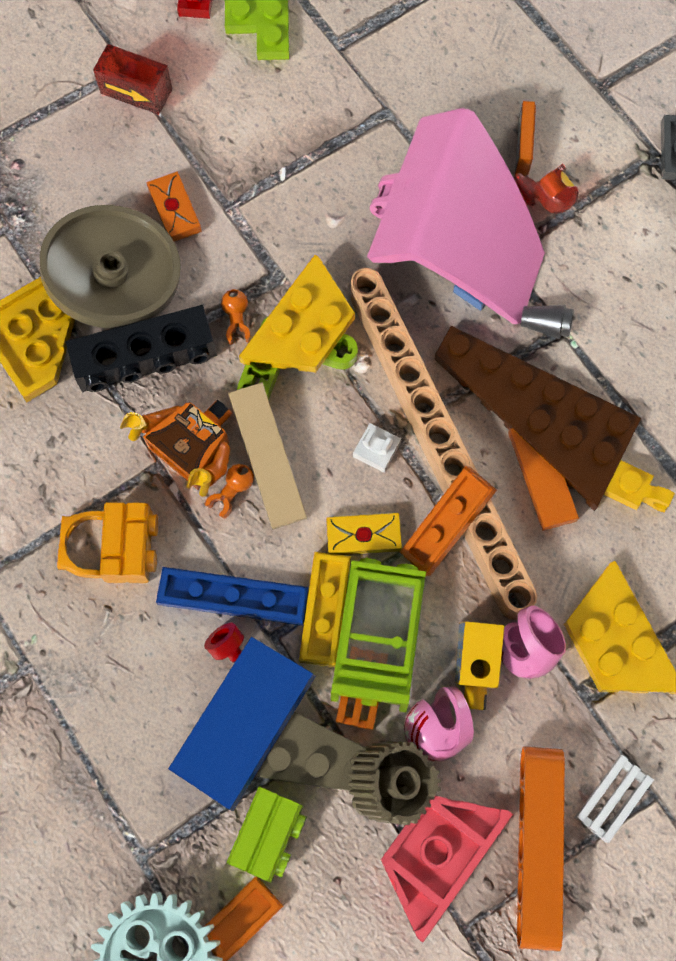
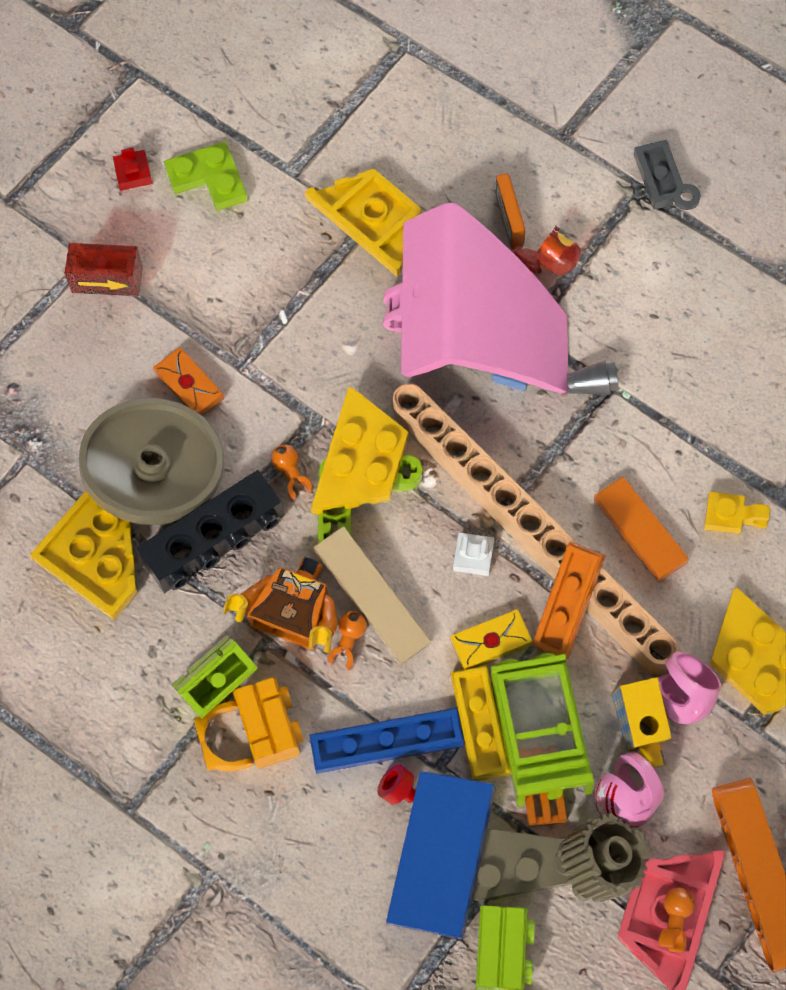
camera: 15 degrees left, 5 degrees down
(92, 484) = (214, 676): none -> lime brick
(393, 100) = (369, 213): none -> yellow wing
(448, 853) = (678, 905): none -> orange arm
(561, 421) = (641, 472): reddish brown wing -> none

